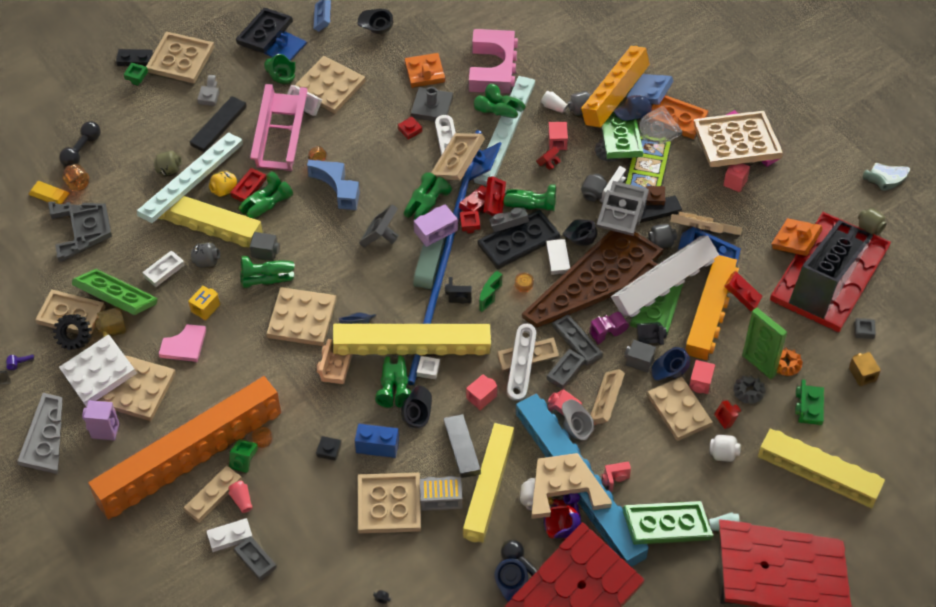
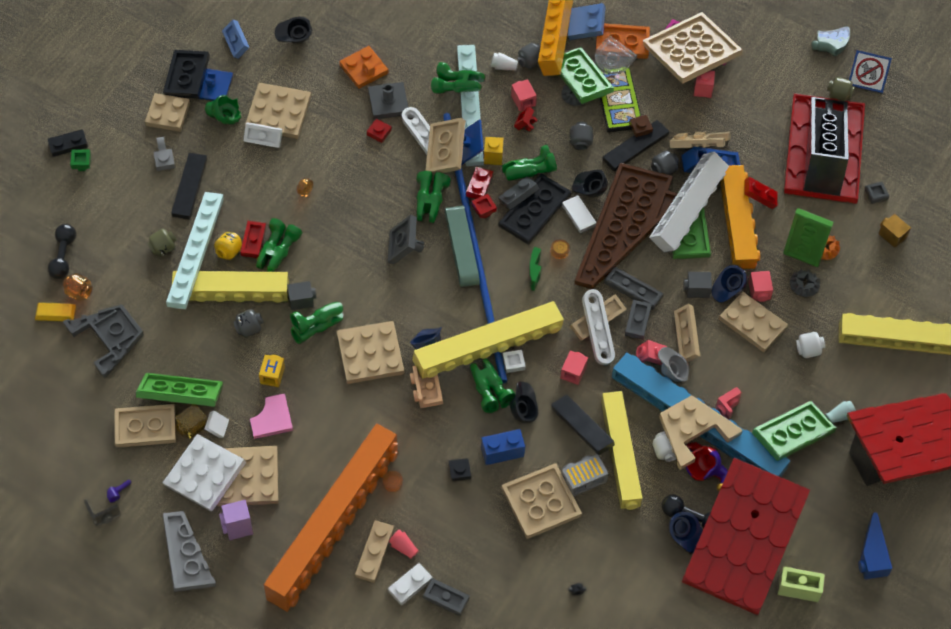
camera: 25 degrees left, 5 degrees up
(61, 331) = (160, 431): black tyre -> none
(131, 332) = (216, 424): none -> white tile
(163, 268) = (213, 350): white plate -> none
(180, 57) = (115, 128): tan plate -> none
(232, 57) = (167, 112): none -> tan plate
(241, 455) = (384, 505): green bracket -> none
(278, 104) = (253, 145): bright pink piece -> none
(334, 175) = (330, 201): medium blue arch -> none
(435, 225) = (458, 221): lavender brick -> none
(458, 294) = (506, 281): black bracket -> none
(494, 196) = (495, 174): red plate -> none
(502, 45) = (427, 18): bright pink arch -> none
(505, 172) = (493, 150): none -> yellow brick
(573, 499) = (703, 439): dark purple hand -> none
(601, 325) = (652, 268): magenta leg -> none
(618, 176) = (598, 122): white plate -> none
(622, 208) = (622, 148): light grey bracket -> none
(634, 108) = (582, 45): dark blue piece -> none
(651, 333) = (698, 259): black bracket -> none
(727, 414) = (798, 312): red tile -> none
(796, 237) = (782, 125): orange hinge -> none
(810, 405) = (862, 278): green bracket -> none
(909, 213) = (870, 71): none -> piece

